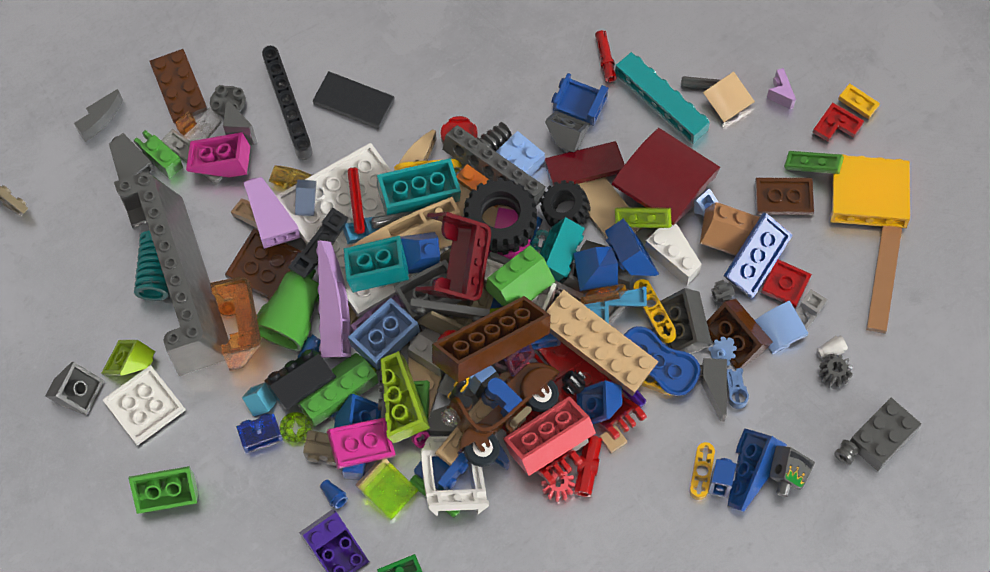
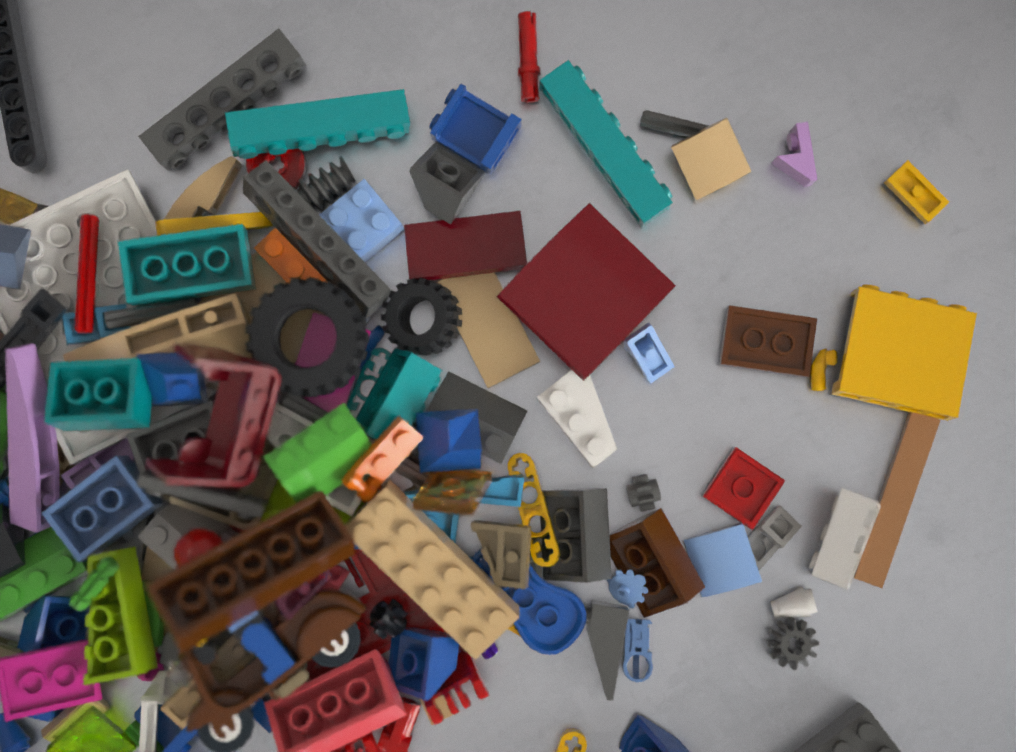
camera: 10 degrees right, 20 degrees up
(353, 99) = (119, 79): black tile -> none
(388, 371) = (94, 583): none -> bright green axle
(422, 93) = (206, 100): none -> dark grey brick
(483, 105) = (318, 123): none -> teal brick
(557, 277) = (382, 458): none -> orange plate
(630, 250) = (509, 415): blue slope -> none
(642, 328) = (506, 551): none -> dark tan wing
(644, 217) = (539, 359): lime tile -> none
(726, 228) = (674, 397): medium nougat slope -> none
(758, 255) = (708, 443): tile -> none
(814, 162) = (825, 293): bright green tile -> none
(819, 207) = (818, 367): none -> yellow arm
(835, 119) = (876, 218): red plate -> none
(856, 299) = (845, 538): none -> white wedge

